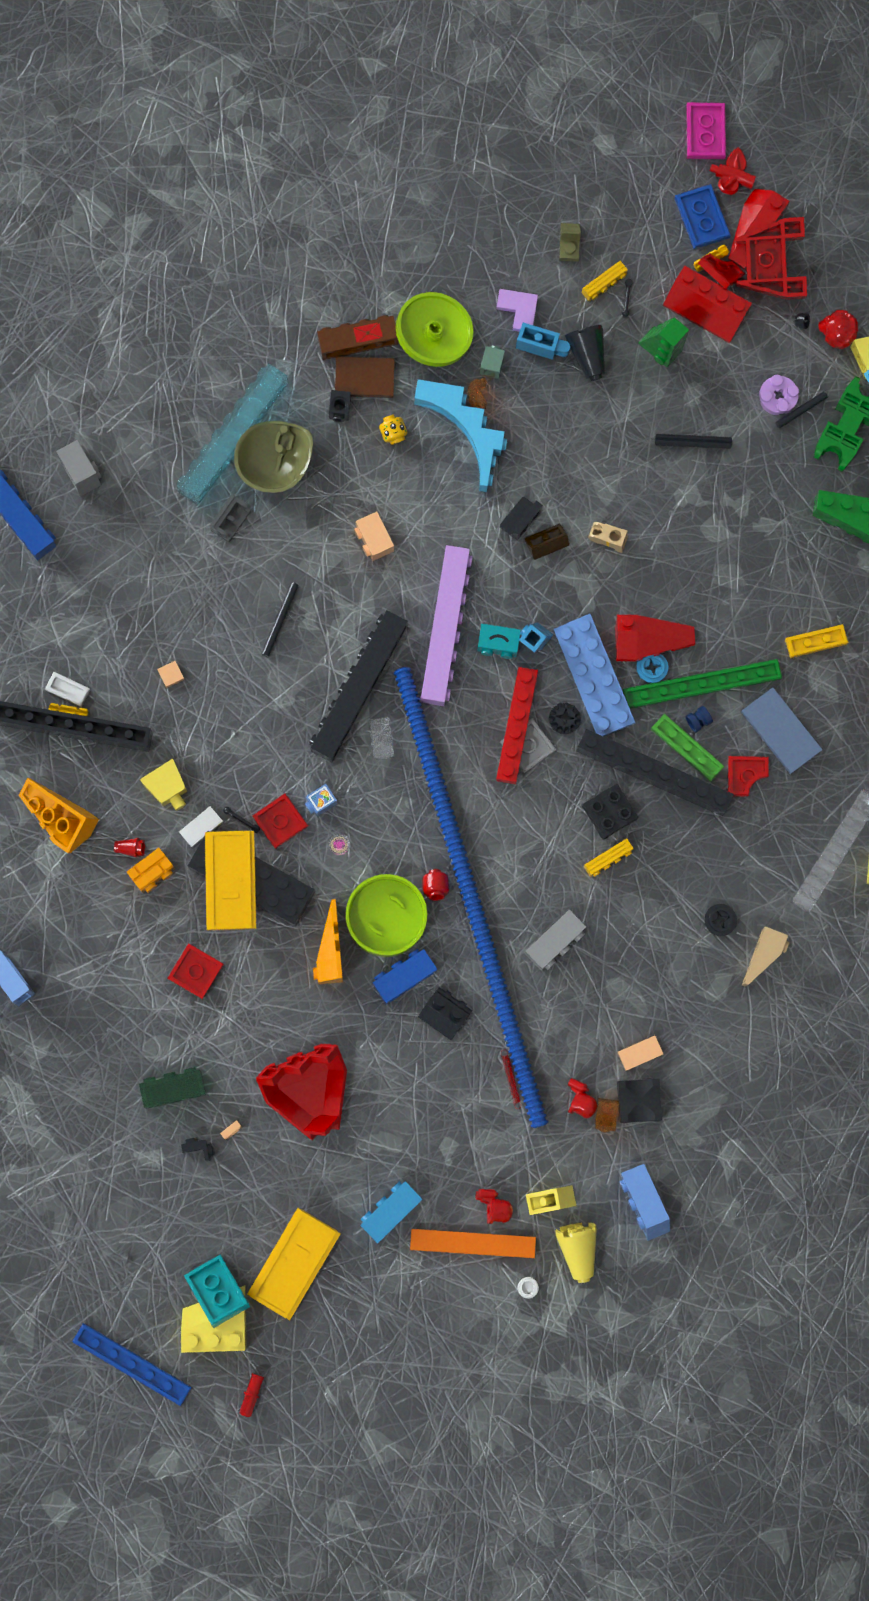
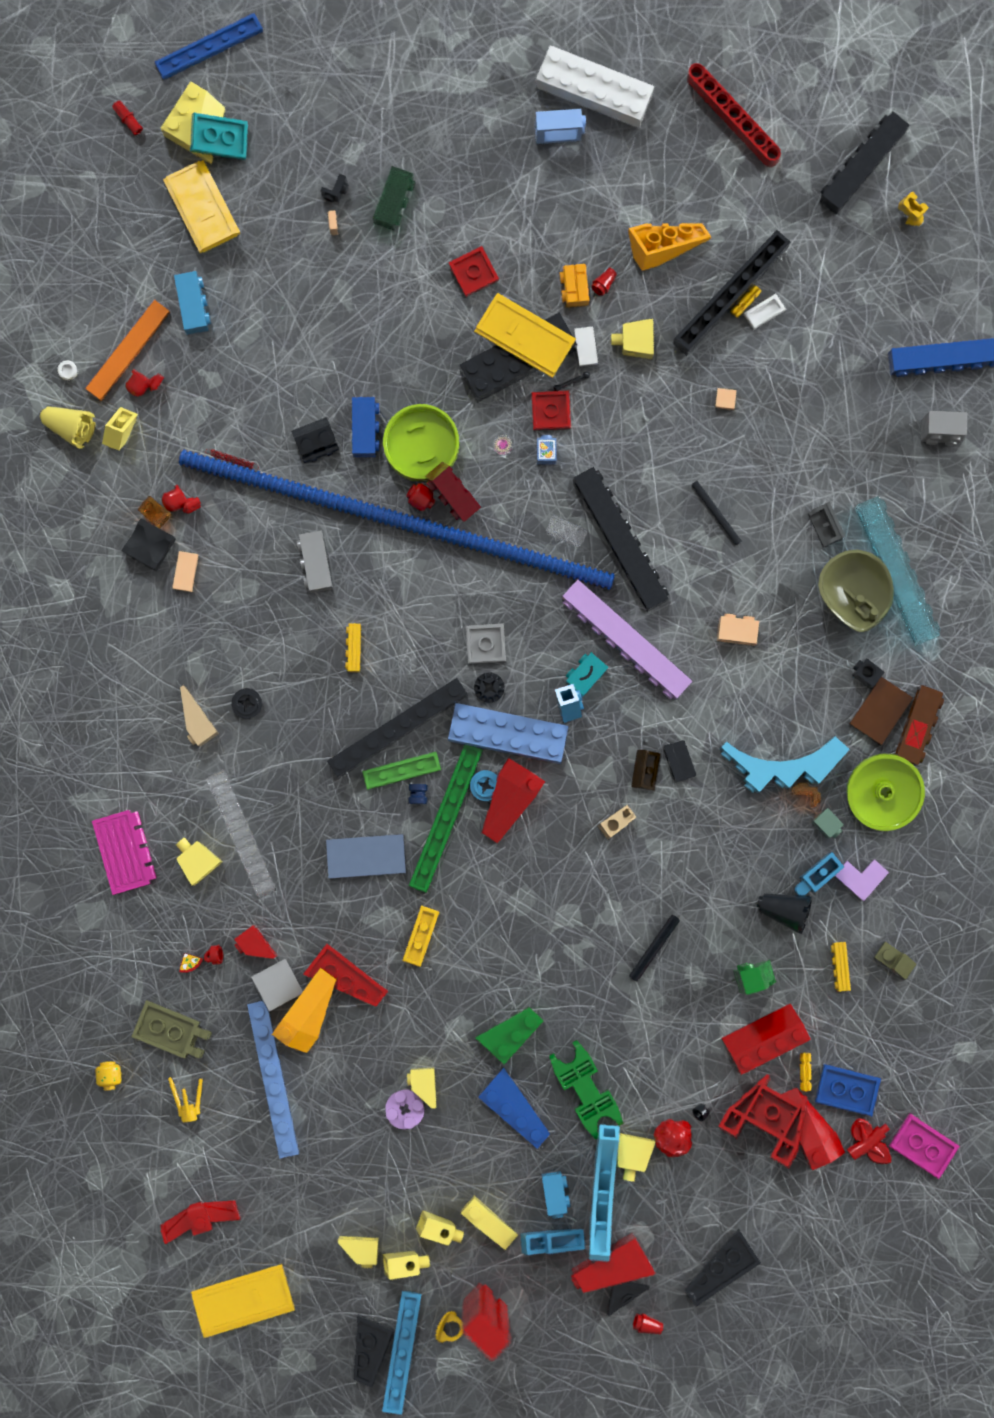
camera: 125 degrees right, 5 degrees up
(307, 1089) = (325, 297): red panel -> none
(329, 957) = (413, 376): light orange wedge -> none
(393, 429) = (819, 703): yellow head -> none
(415, 857) = (452, 492): none -> dark red wedge
(517, 725) = (506, 643): red plate -> none
(610, 811) = (389, 672): black brick -> none
(628, 283) = (826, 986): black hinge -> none
(645, 1202) = (70, 497): medium blue wedge -> none
(723, 272) = (786, 1069): red tile -> none
(744, 772) = (351, 803): red tile -> none
(778, 384) = (639, 1042): lavender plate -> none
(802, 409) = (624, 1058): black bar -> none

